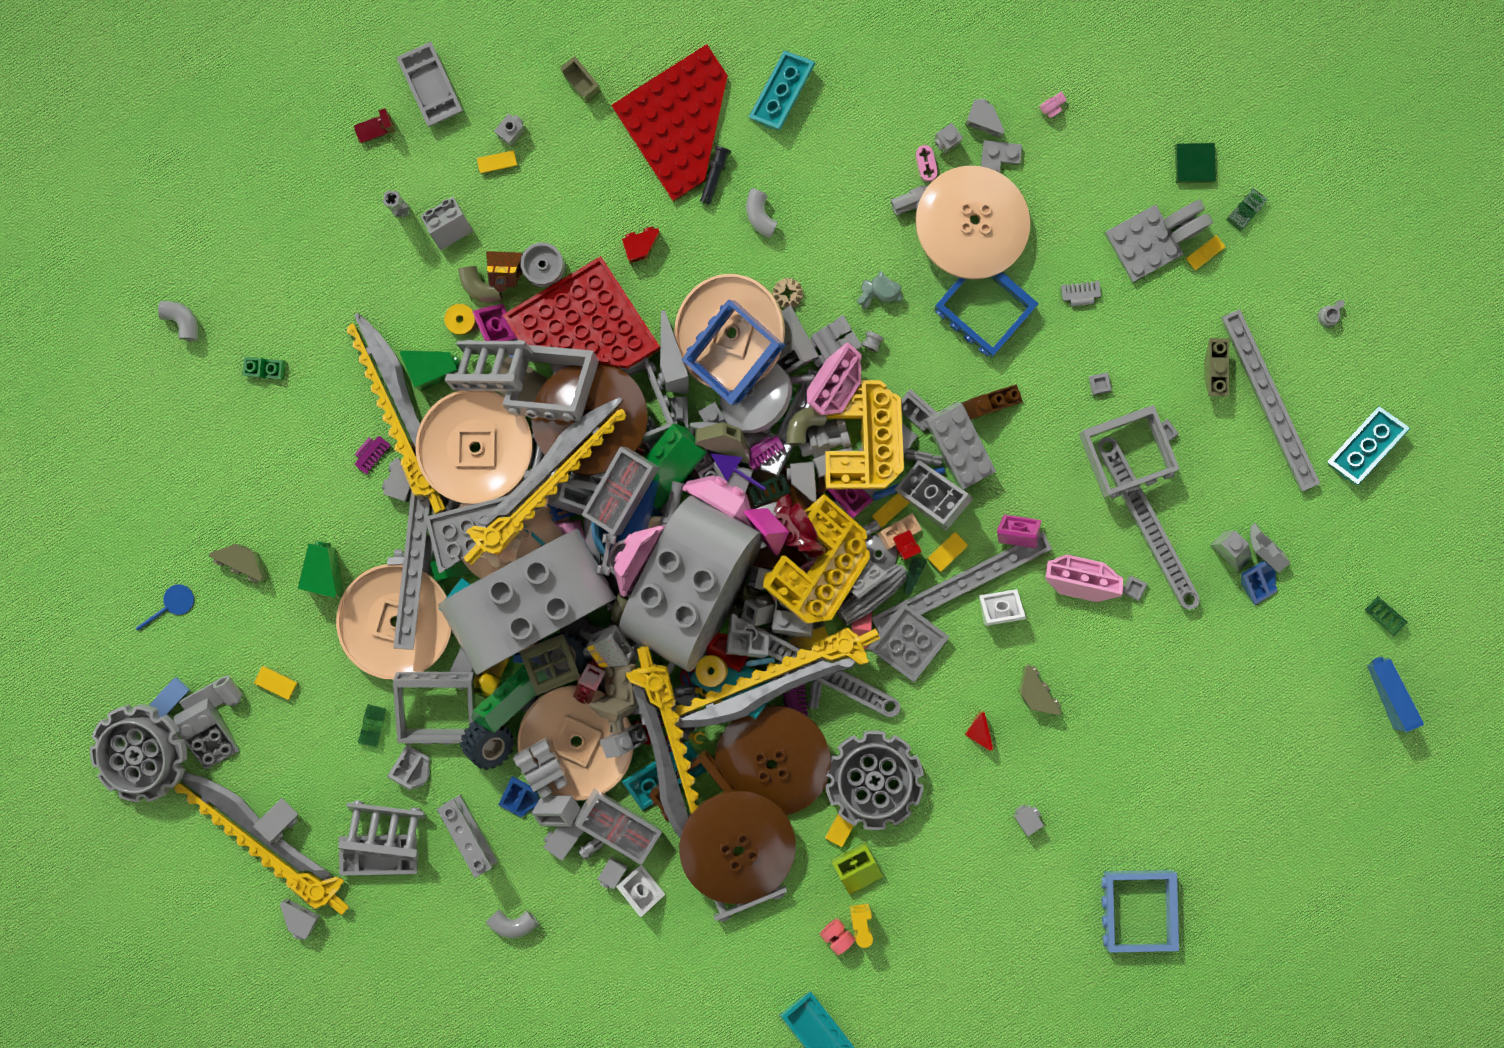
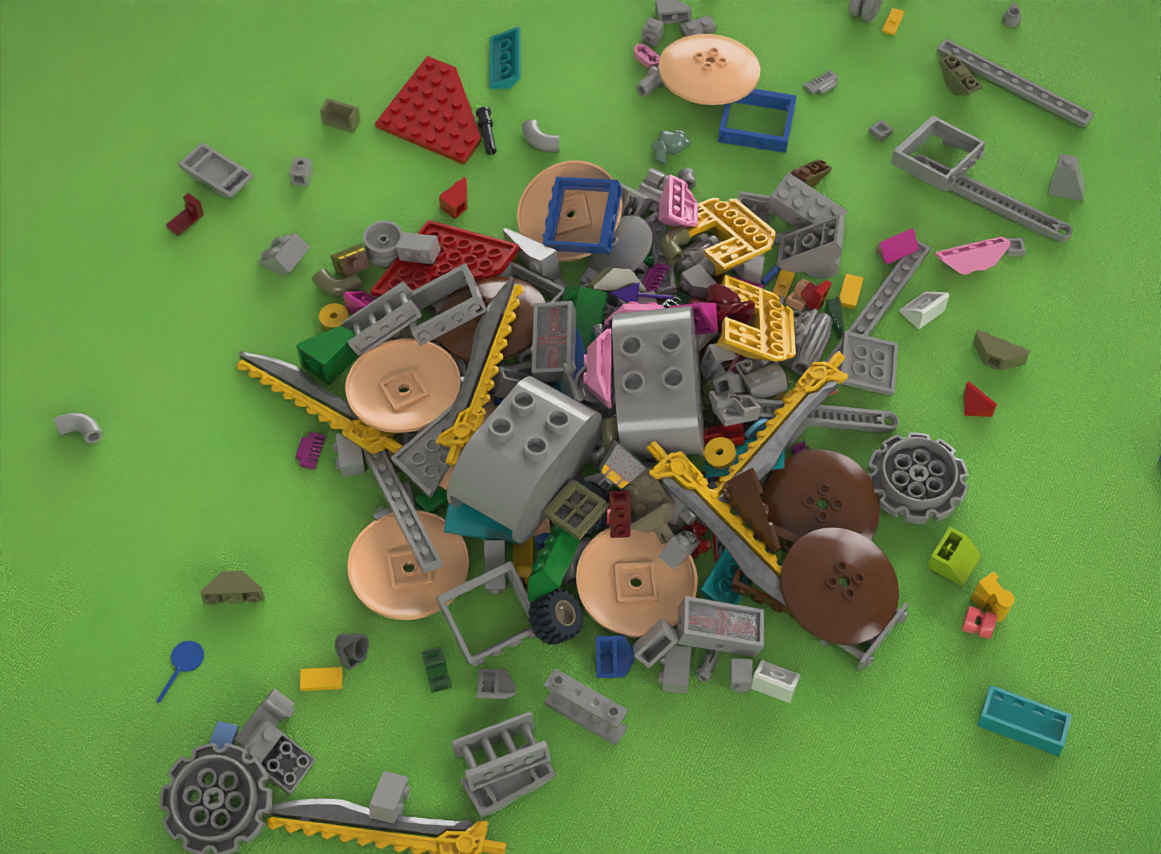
camera: 35 degrees left, 30 degrees down
(264, 368) = (172, 432): green slope -> none
(310, 671) = (351, 646): none -> dark grey piece
(321, 571) = (318, 556): green slope -> none
(396, 204) = (234, 250): light grey piece -> none
(497, 161) = (302, 198): yellow piece -> none
(512, 927) = (678, 776): light grey cylinder -> none
(543, 772) = (622, 612): light grey hips -> none
(567, 295) = (418, 248): none -> light grey brick
(696, 741) = (744, 497): none -> reddish brown wedge
(815, 694) = (815, 438): light grey axle -> none
(839, 831) = (916, 538): yellow tile -> none
(1028, 819) = (1066, 447): light grey brick -> none
(1143, 243) = (844, 34): light grey plate -> none
(1259, 582) = (1103, 197): blue slope -> none
(1268, 549) = (1100, 171): light grey slope -> none
(1368, 446) = (1107, 78): teal slope -> none

